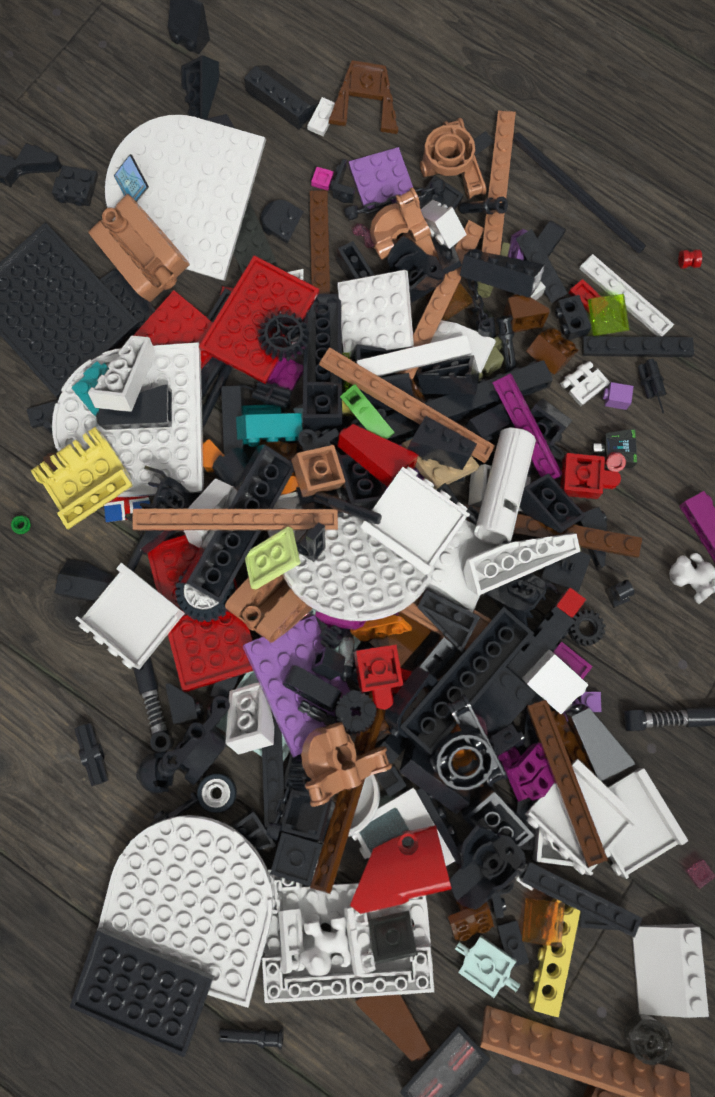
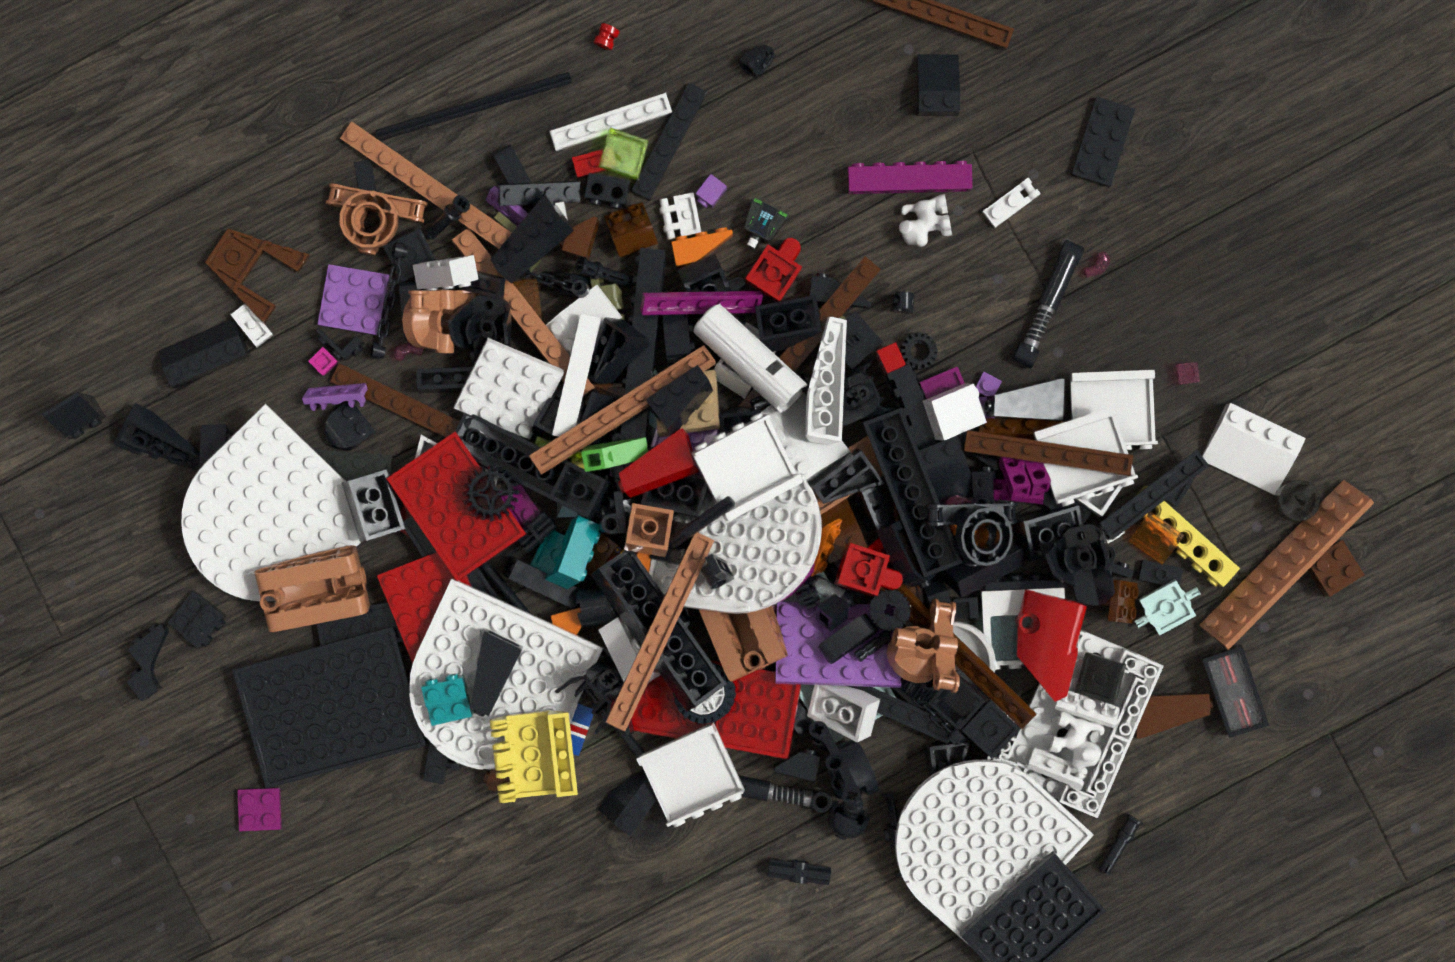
camera: 60 degrees left, 10 degrees up
(15, 524) = (533, 839): green plate -> none
(125, 376) = (461, 672): white wedge -> none
(131, 179) = (239, 562): piece -> none
(205, 795) = (898, 784): wheel -> none
(227, 258) = (373, 505): none -> brick
(272, 558) = (711, 615): yellowish green tile -> none
(301, 197) = (335, 395): none -> medium lavender plate
(564, 401) = (696, 248): none -> orange slope
(615, 461) = (777, 235): tile -> none
(652, 380) = (712, 148): black piece -> none

